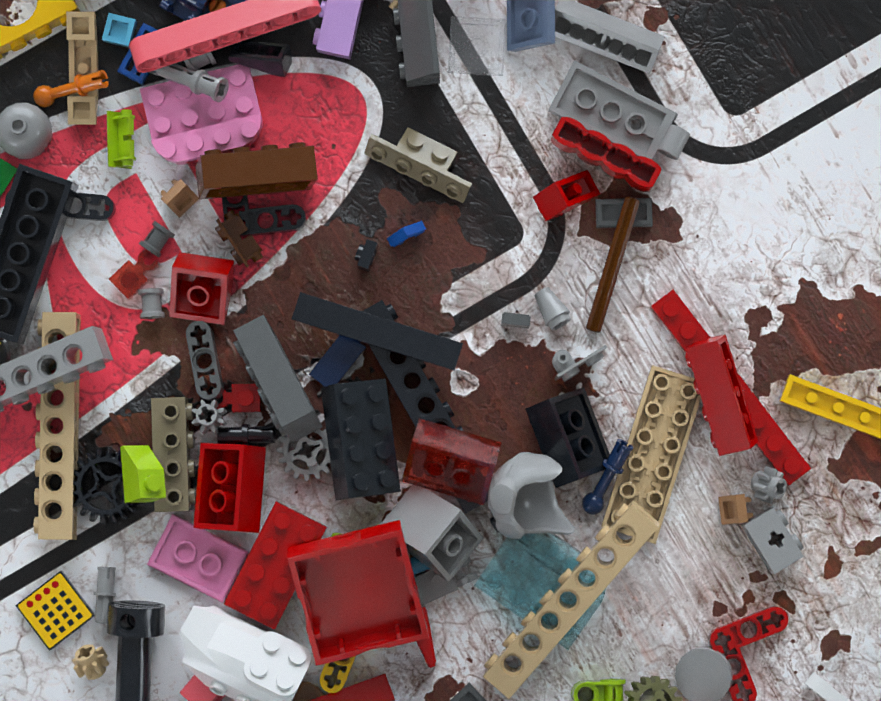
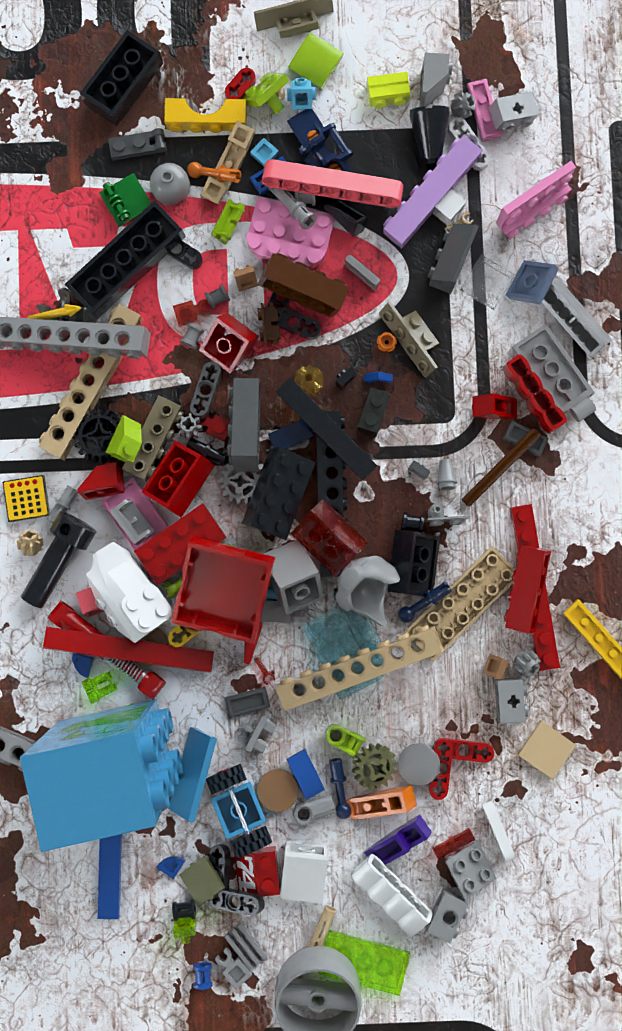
camera: 25 degrees right, 0 degrees up
(140, 540) = (103, 482): none -> red slope
(201, 568) = (132, 521): none -> light grey hinge
(296, 624) = (172, 589): none -> lime piece
(318, 115) = (362, 272): none -> light grey tile
(332, 289) = (313, 386): none -> clear yellow brick
(393, 192) = (386, 337): none -> orange plate
(423, 279) = (373, 412): none -> pearl dark grey brick
(457, 663) = (265, 672): none -> clear red hand
(541, 388) = (412, 522): none -> black bush
(847, 575) = (546, 749): none -> tan tile

